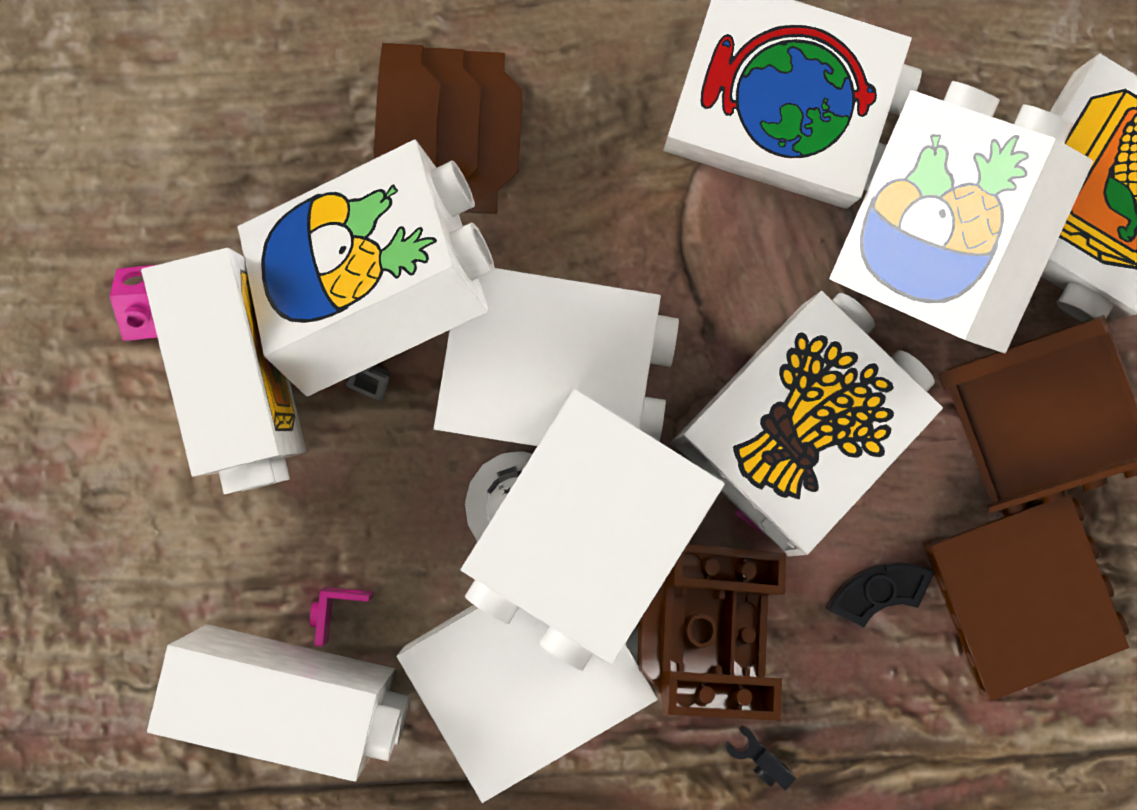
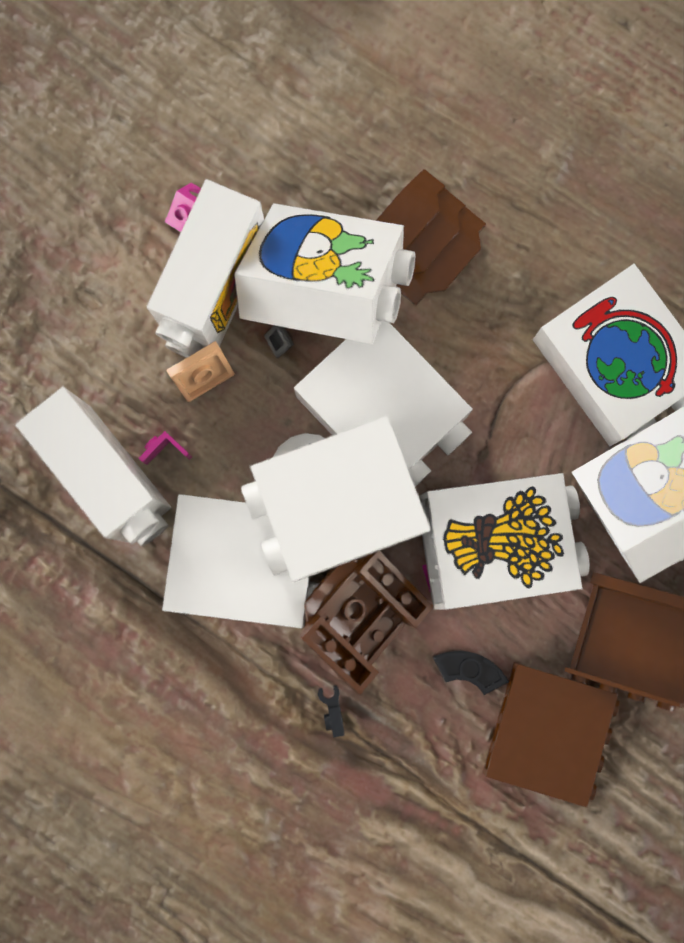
camera: 40 degrees right, 5 degrees down
(308, 489) = (201, 372): none -> light nougat tile

